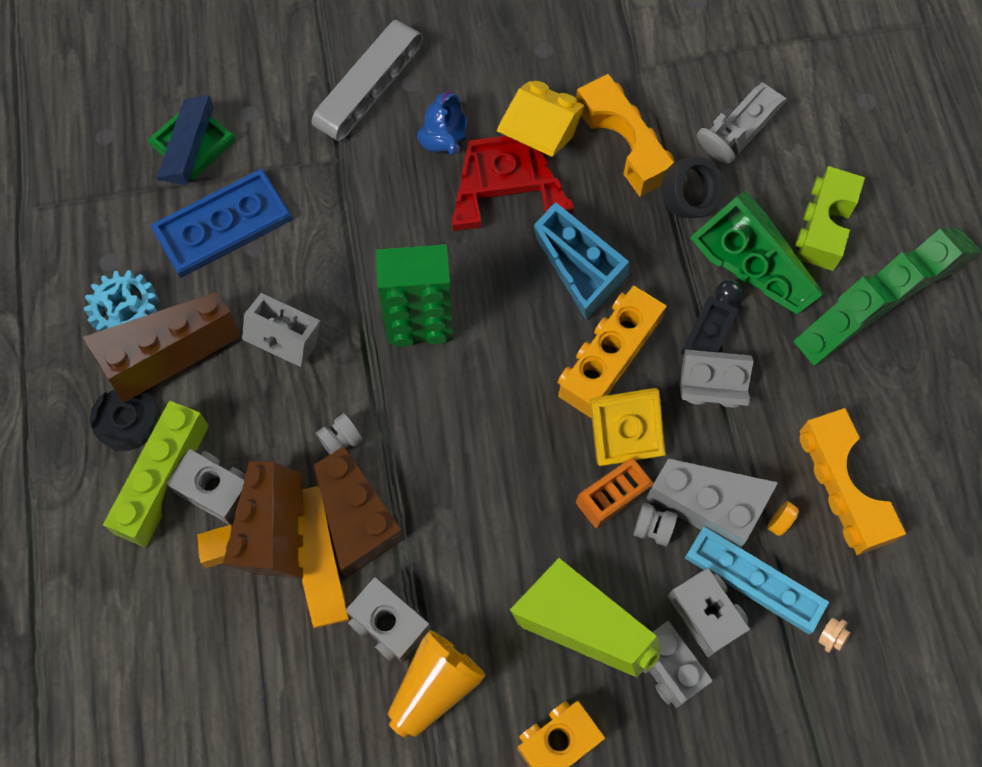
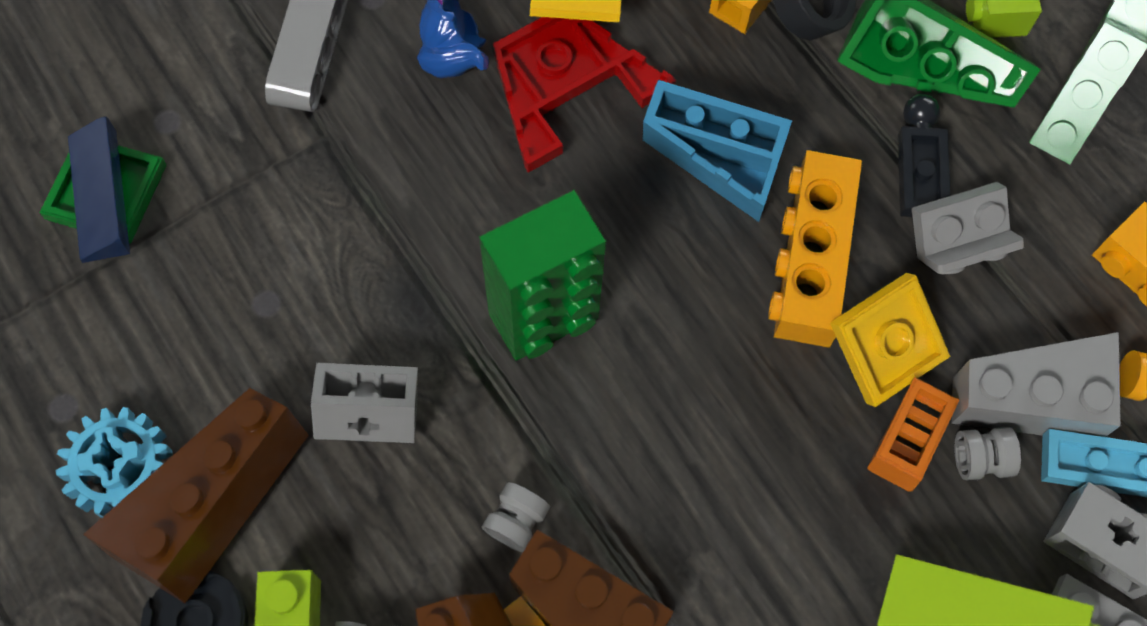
camera: 25 degrees left, 0 degrees up
(221, 222) = (200, 288): blue tile -> none

